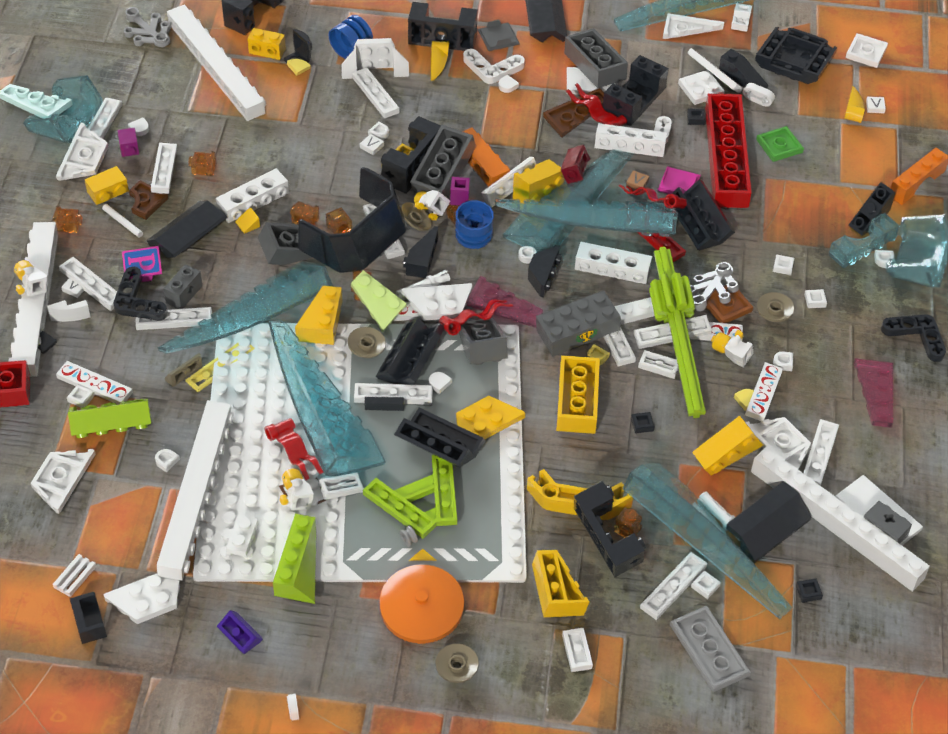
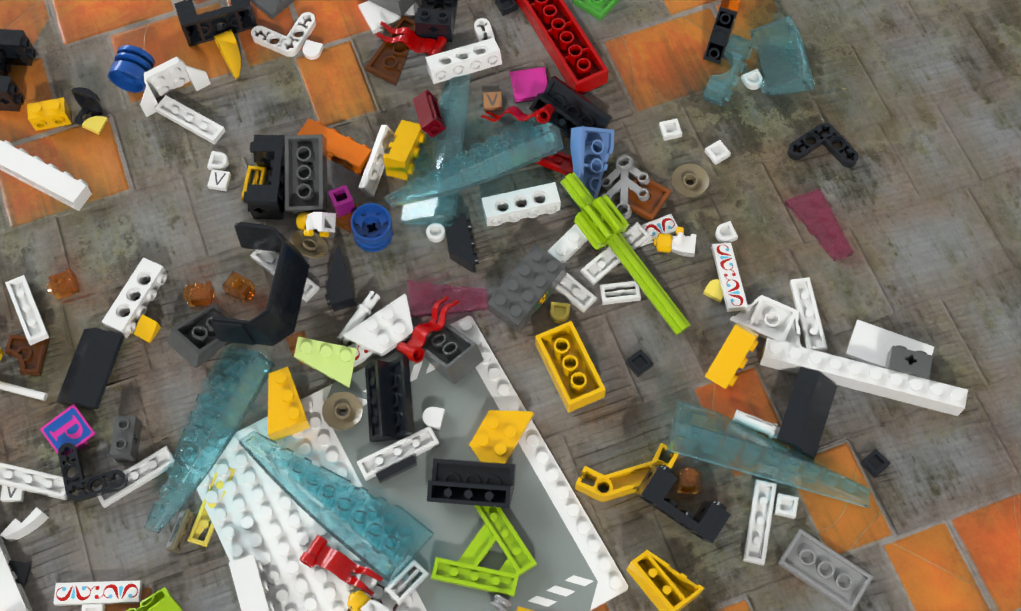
camera: 25 degrees left, 15 degrees up
(697, 248) = (590, 154): none -> medium blue wedge

